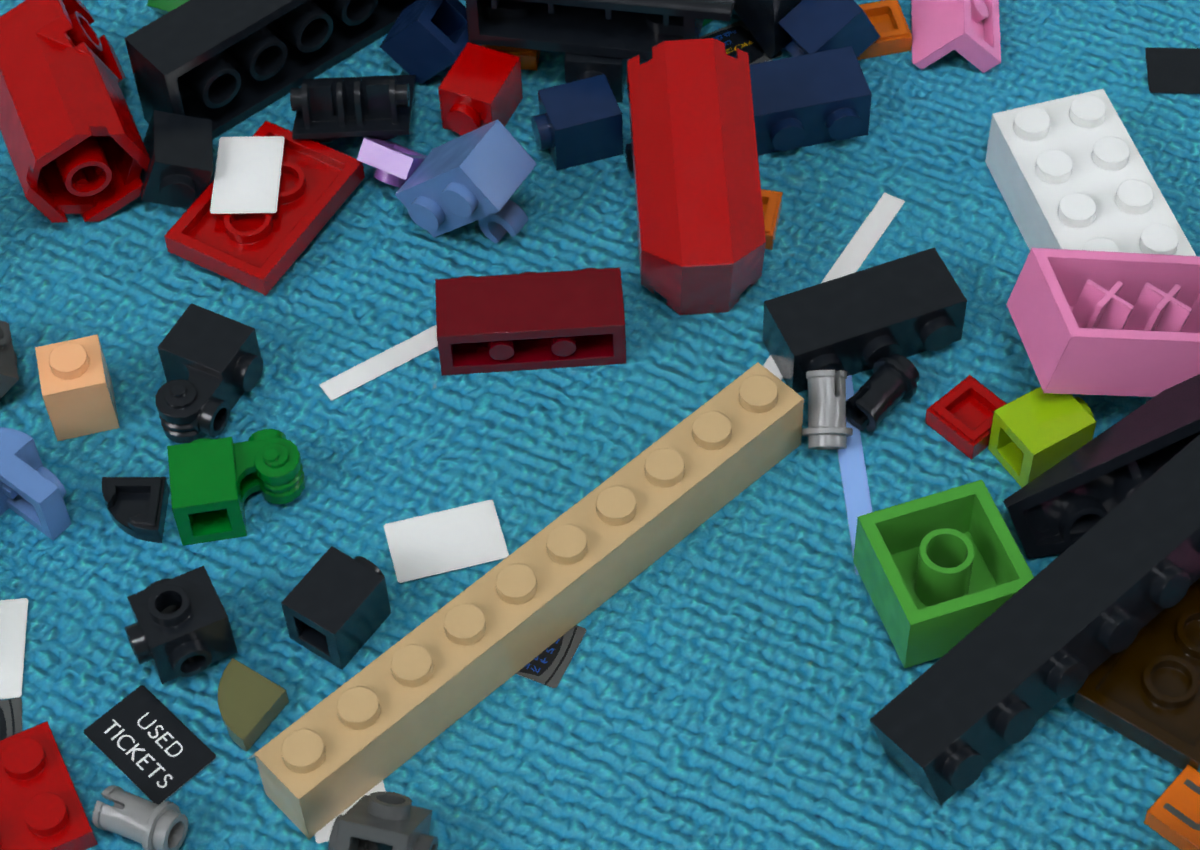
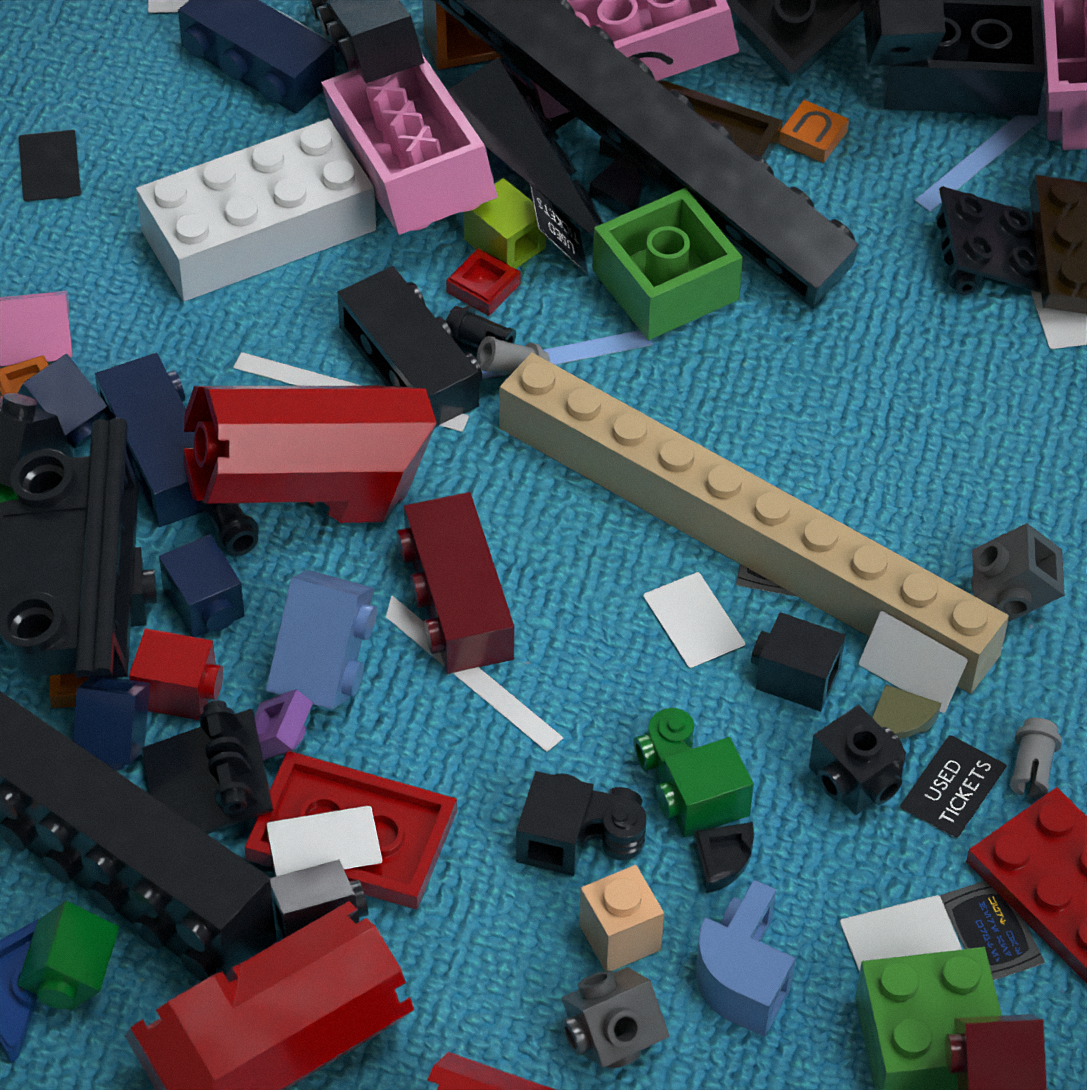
camera: 105 degrees left, 0 degrees up
(1014, 457) = (559, 229): none -> black sticker

